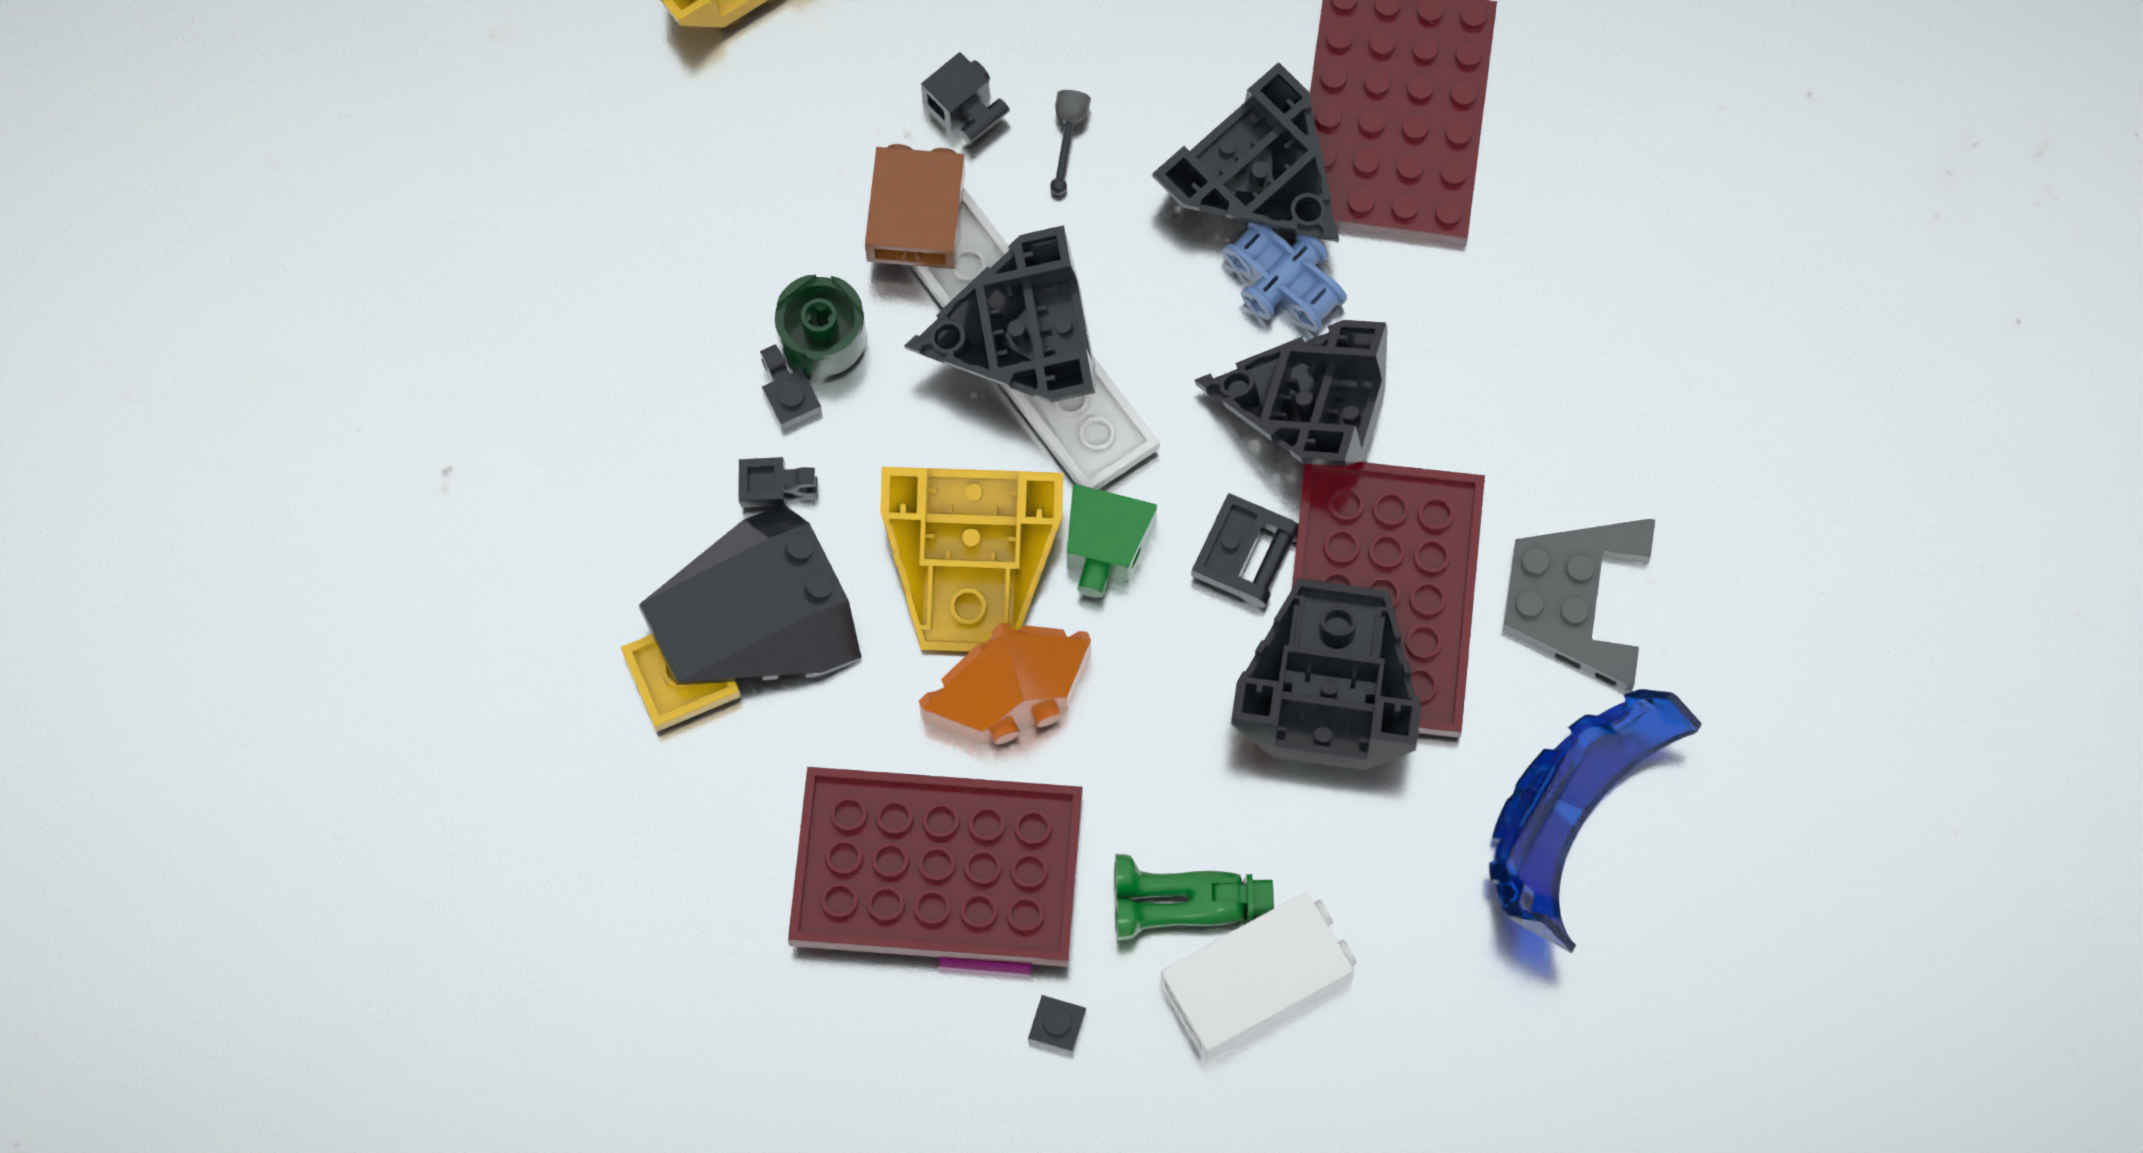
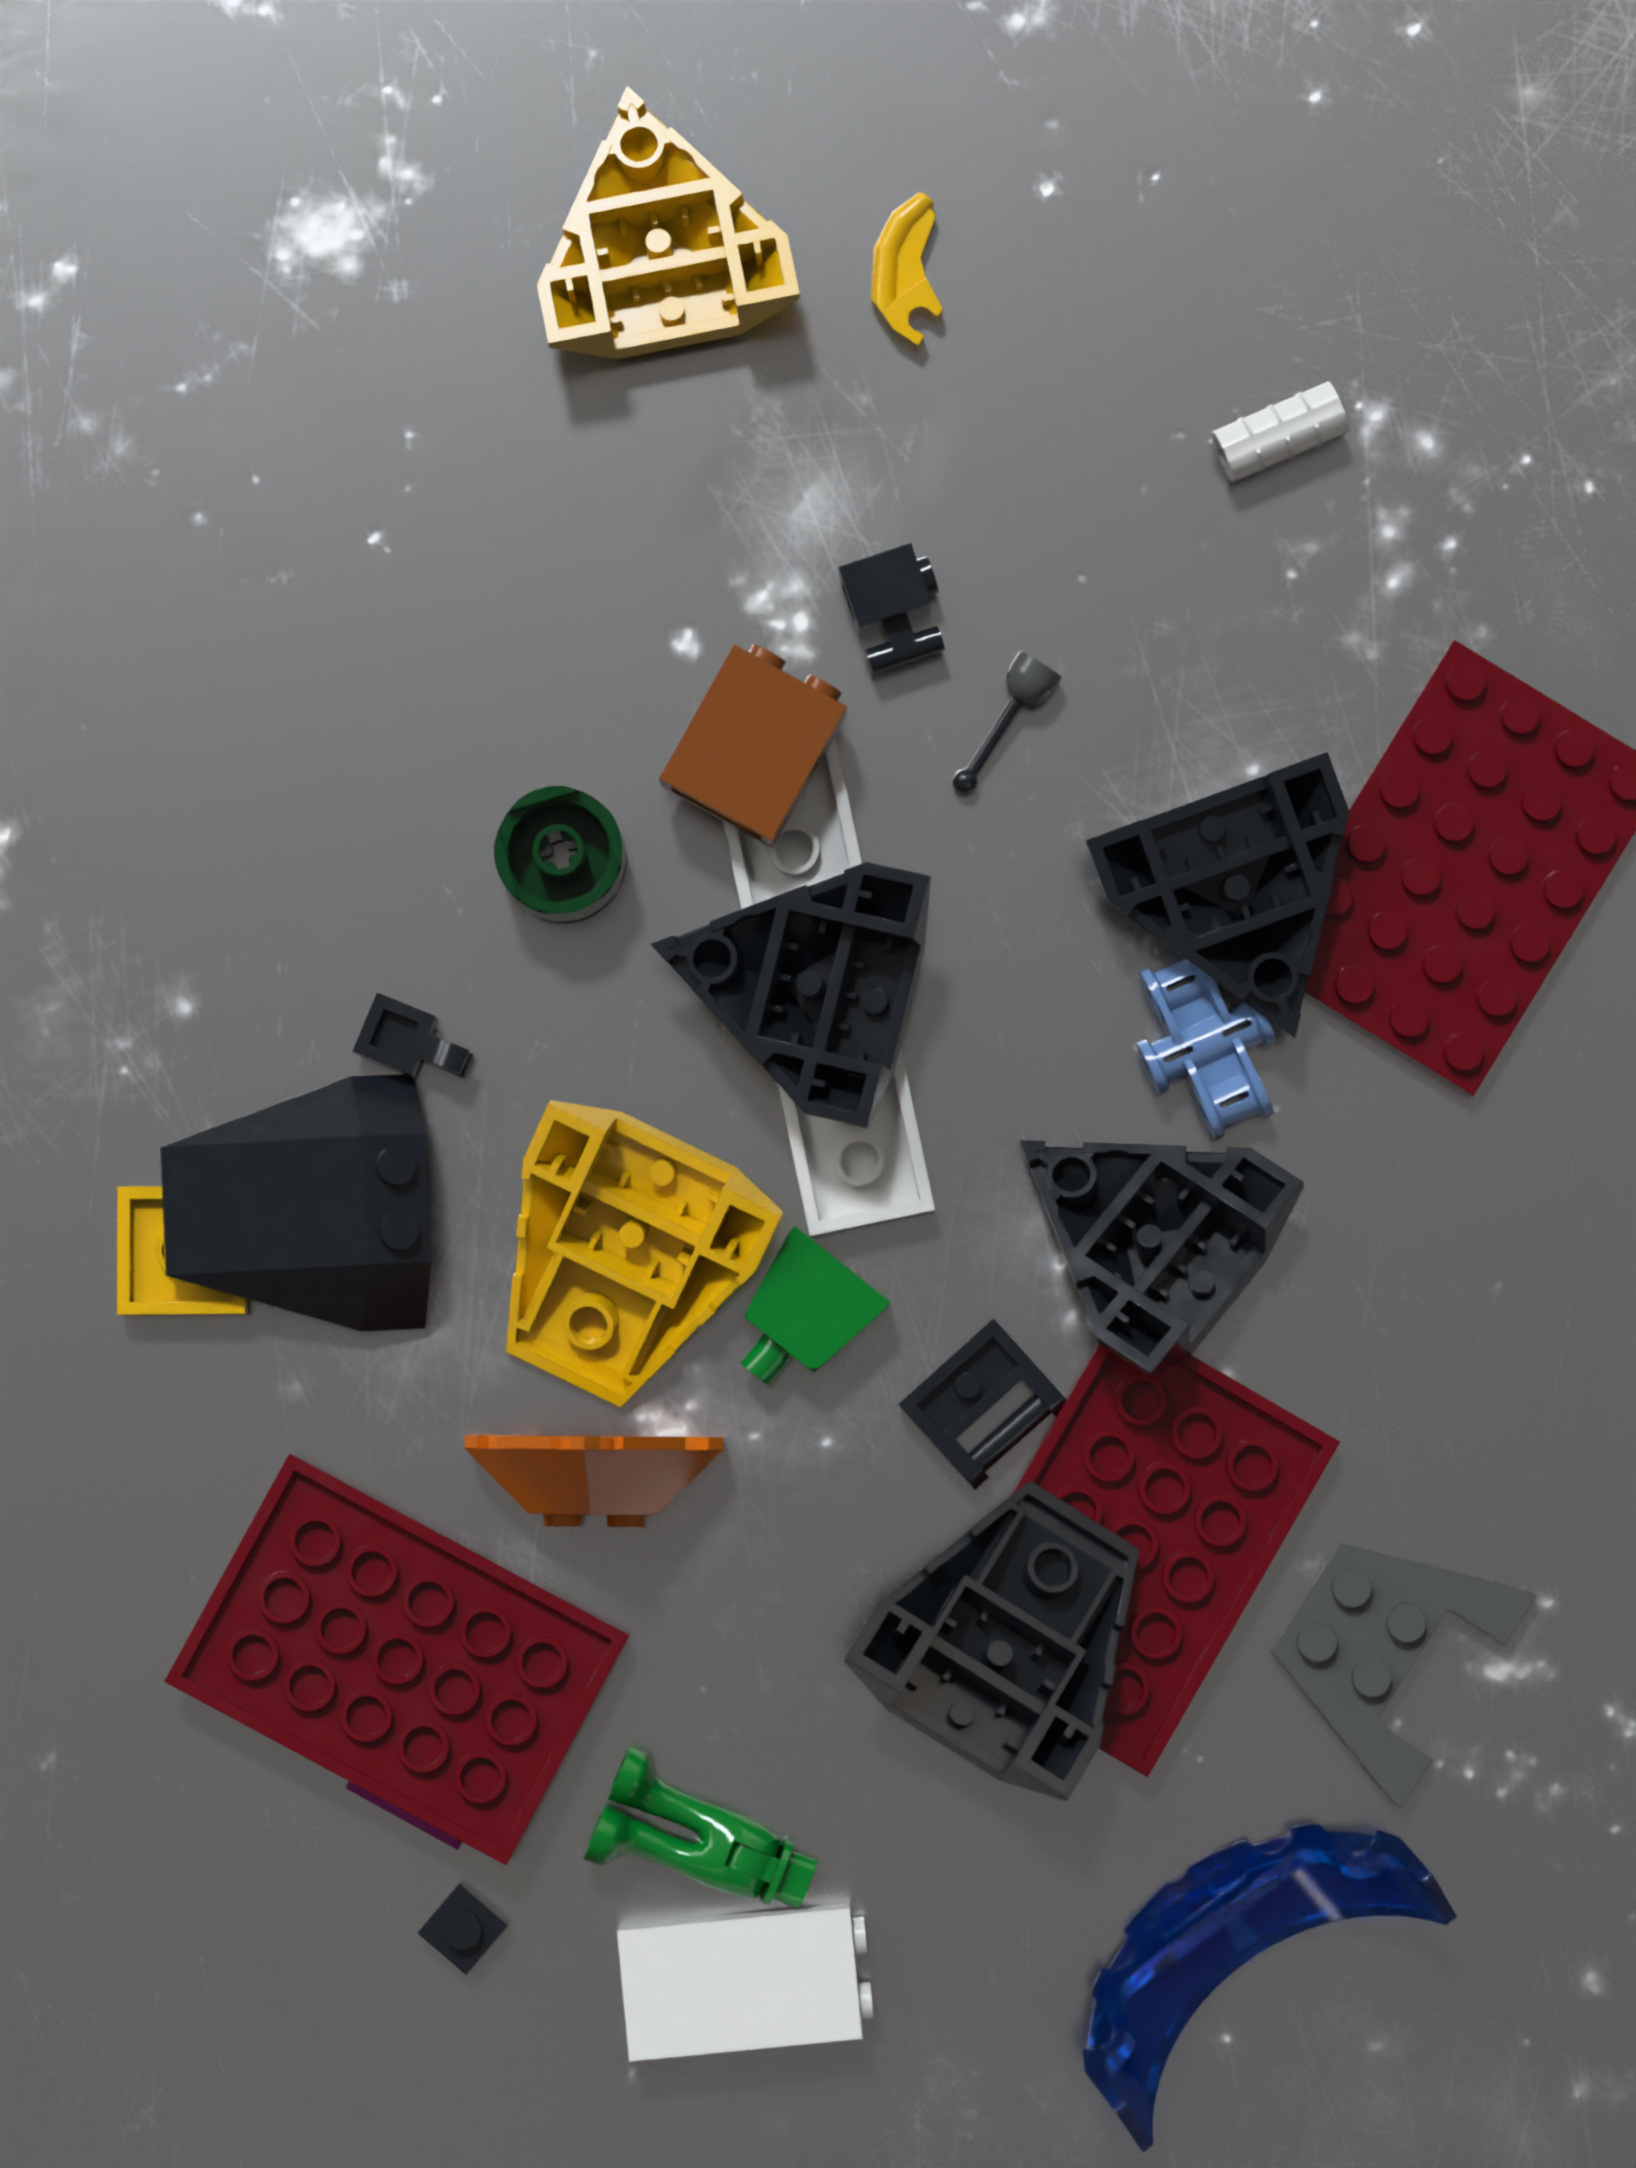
camera: 25 degrees right, 15 degrees up
(788, 393) = (483, 926): black plate -> none

